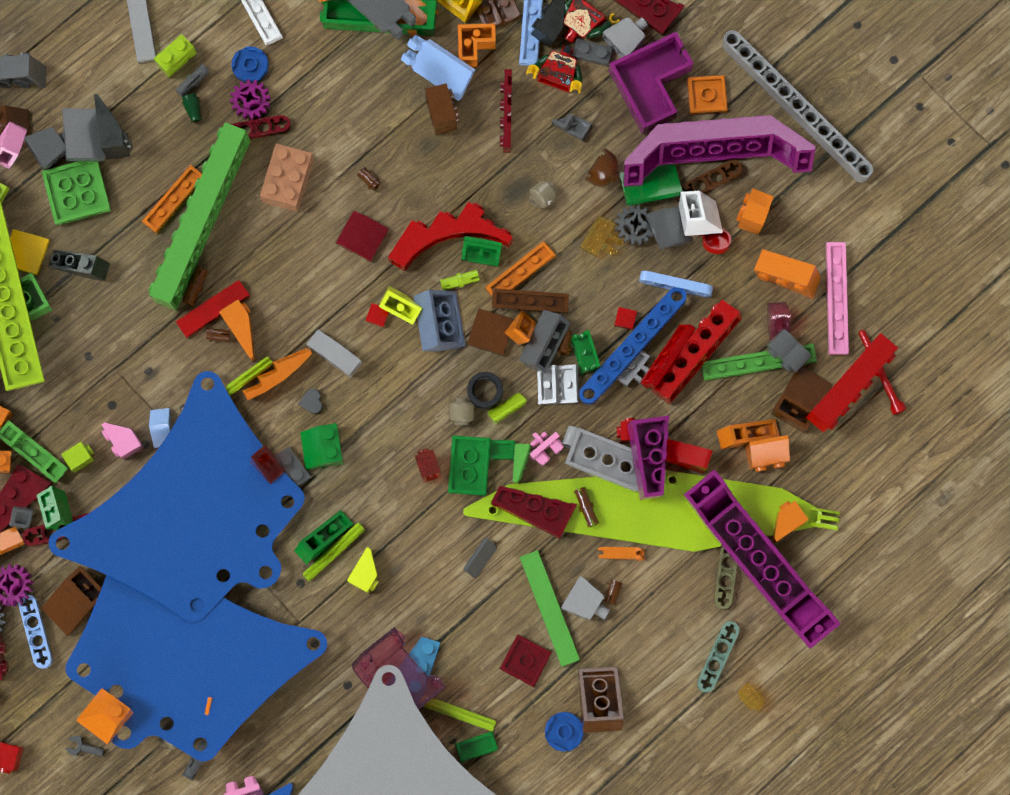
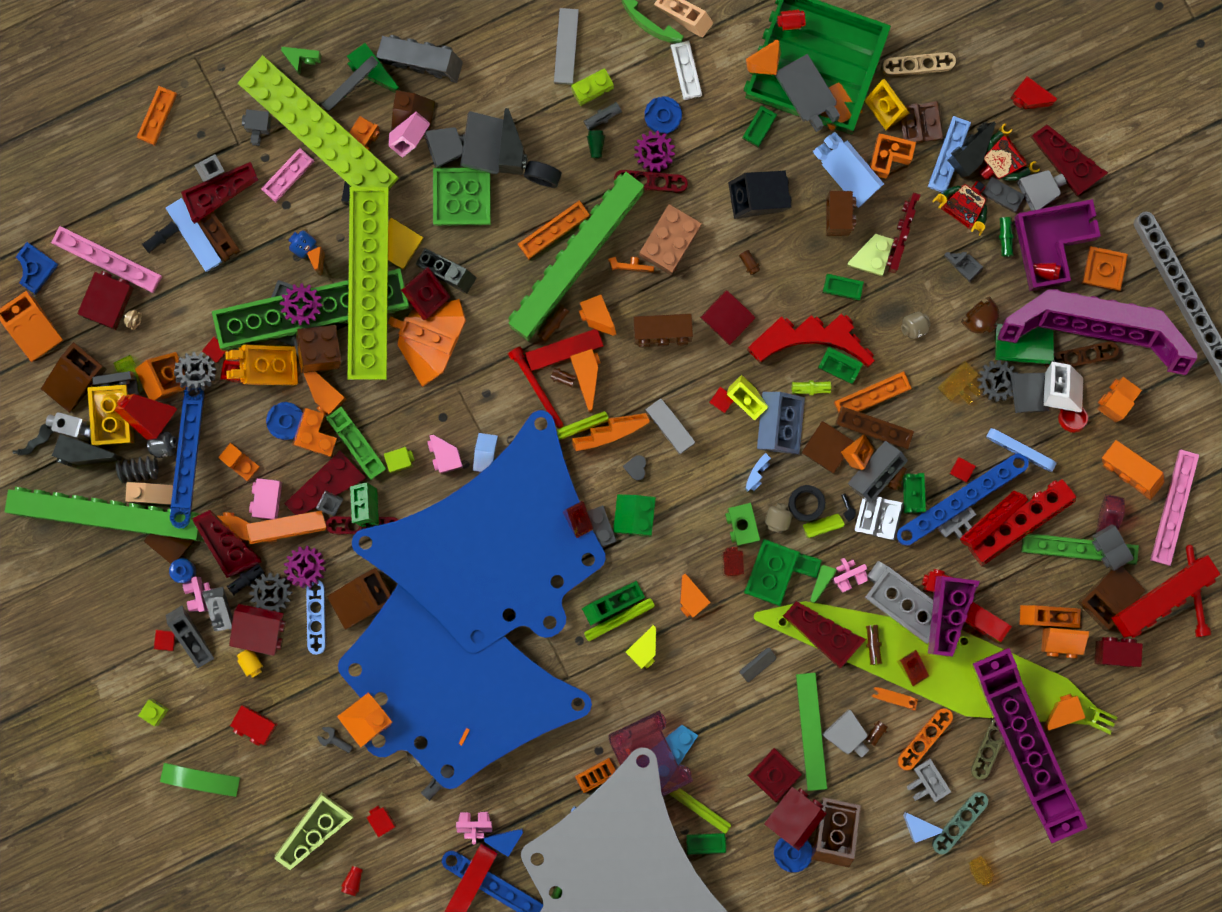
camera: 15 degrees right, 5 degrees up
(63, 290) = (425, 293): none -> dark red tile
(78, 332) = (431, 341): none -> orange panel
(147, 148) = (542, 174): none -> black tyre
(168, 326) = (517, 355): none -> red piece
(235, 267) = (597, 315): none -> orange slope
(258, 212) = (633, 266): none -> orange piece
(301, 263) = (663, 330): none -> reddish brown brick
(334, 715) = (593, 769): none -> orange slope
(344, 51) = (759, 126): none -> green tile
(361, 112) = (759, 194): none -> black slope
(398, 511) = (691, 598): none -> orange slope
(428, 379) = (754, 477): none -> light blue slope
(428, 416) = (745, 513): none -> bright green brick
(464, 178) = (843, 287): none -> green tile
(484, 141) = (873, 255): none -> yellowish green wing
(529, 390) = (850, 513): none -> black hand
(556, 695) = (796, 817): none -> dark red brick
(606, 90) = (1006, 236): none -> green pin
(630, 518) = (913, 667): none -> clear red slope
(652, 109) = (1047, 270): none -> red cone
(664, 586) = (927, 741): none -> orange beam
(679, 623) = (932, 781): none -> light grey hinge
(680, 672) = (920, 829): none -> light blue slope
(823, 449) = (1123, 653): none -> dark red brick

